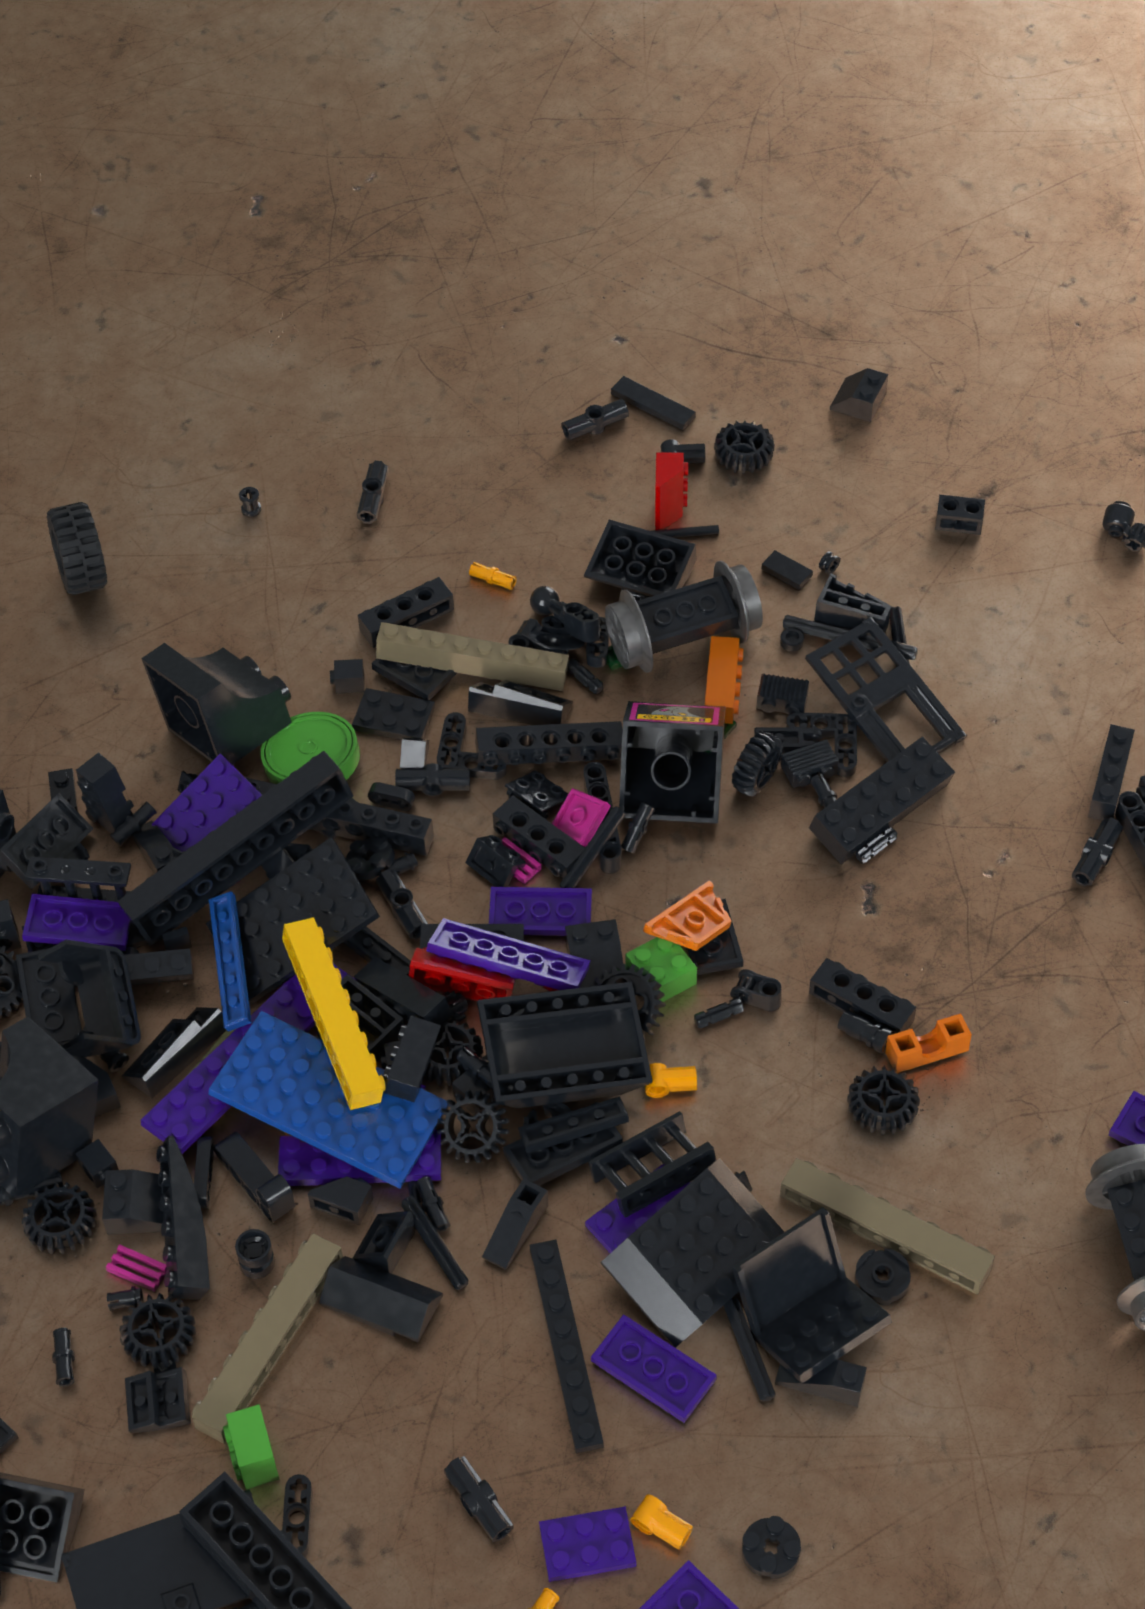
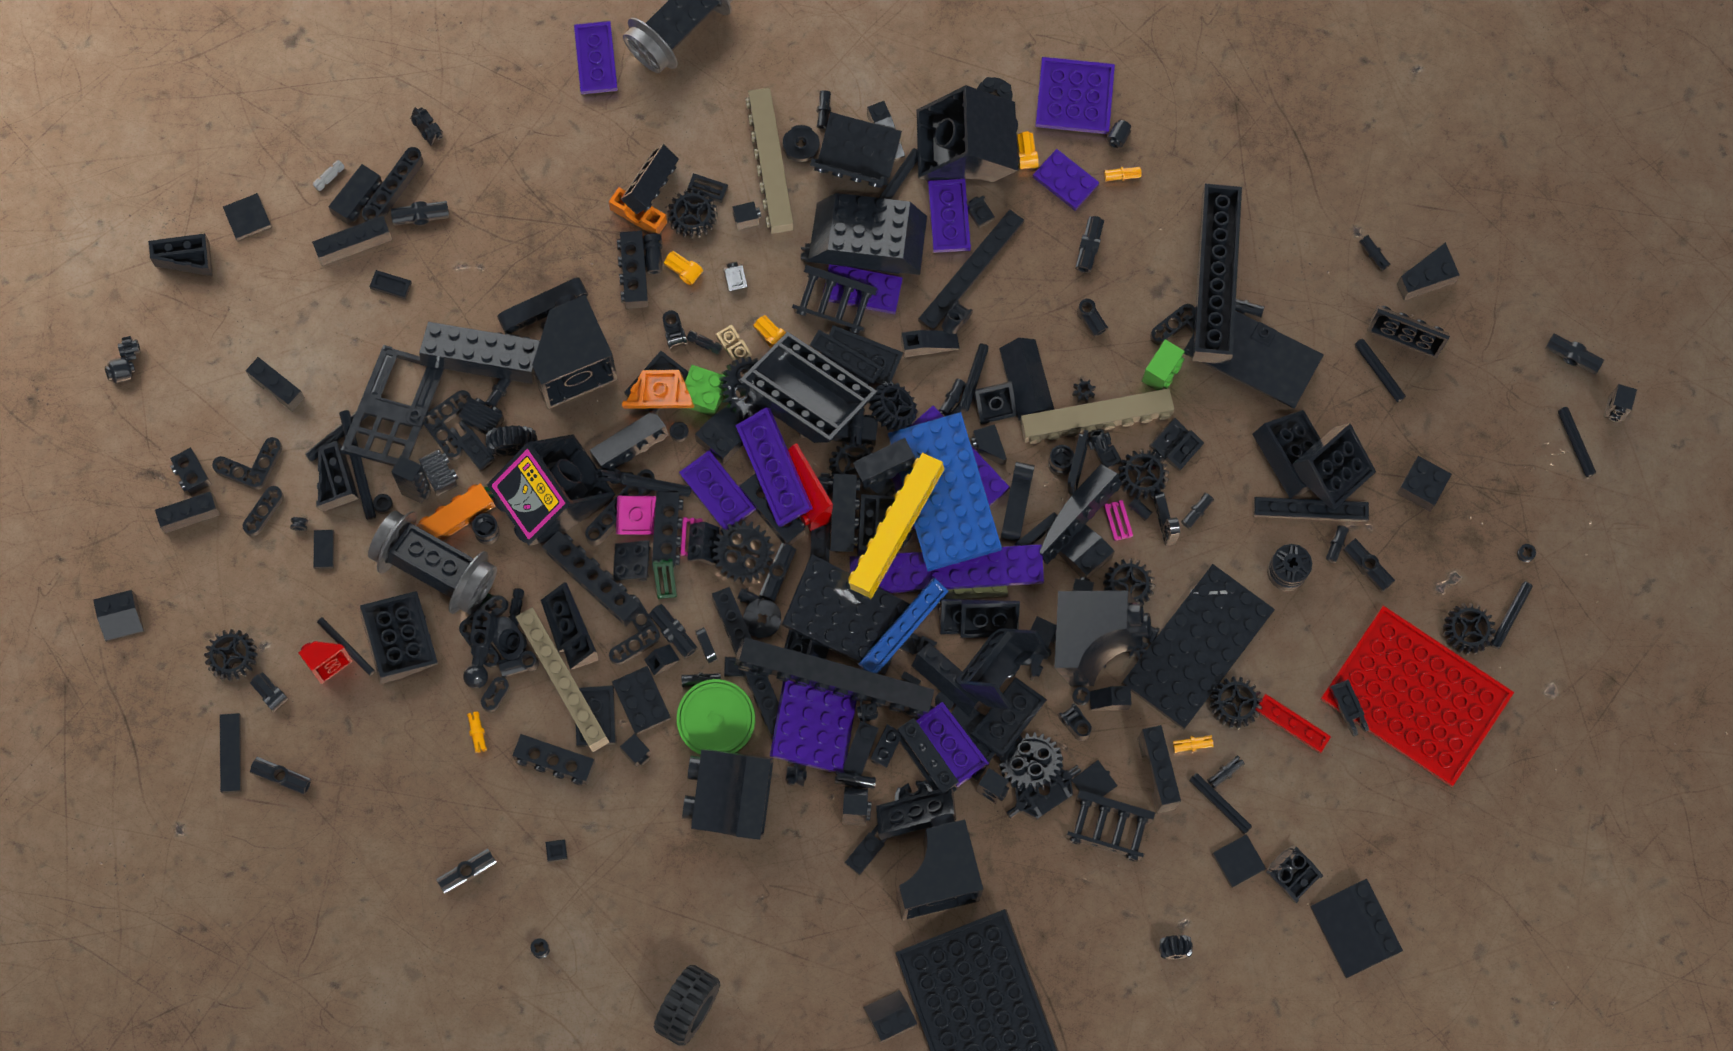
camera: 135 degrees left, 20 degrees up
(66, 1298) = (1169, 526): none -> black beam
(139, 869) = (886, 746): none -> black hinge
(205, 978) = (915, 644): none -> black slope
(213, 1316) = (1110, 457): none -> black tile
(231, 1261) = (1078, 462): none -> black piece
(238, 1313) = (1099, 440): none -> black gear
(310, 1353) = (1083, 385): none -> black gear
(323, 569) = (556, 850): none -> black tile
(372, 761) = (692, 680): none -> black pin
(384, 1425) = (1092, 319): none -> black piece
(453, 887) = (738, 568): none -> black gear
(489, 801) = (663, 564): none -> dark green tile
(510, 612) = (490, 692): none -> black beam
(520, 1277) = (956, 318): none -> black piece
(629, 1409) = (980, 211): none -> black bracket
(635, 924) = (679, 431): none -> black tile
(663, 865) = (629, 442): none -> black brick
(684, 688) = (486, 529): none -> black wheel
(696, 1040) = (732, 343): none -> tan slope
(725, 1450) = (967, 137): none -> black brick
(771, 1090) = (735, 276): none -> bracket
(784, 641) = (411, 479): none -> black brick
(805, 858) = (572, 352): none -> black slope
(817, 1050) = (686, 270): none -> light orange piece
(835, 1151) = (746, 215): none -> black brick
(869, 539) = (264, 519): none -> black beam
(891, 892) = (538, 306): none -> black beam
(912, 1150) = (723, 186): none -> black tile
(917, 489) = (187, 512): none -> black brick
(920, 561) = (256, 470): none -> black beam
(922, 1344) = (823, 109): none -> black pin
(955, 1071) = (650, 179): none -> black brick
(981, 622) = (279, 386): none -> black arch
(1033, 782) = (390, 284): none -> black tile

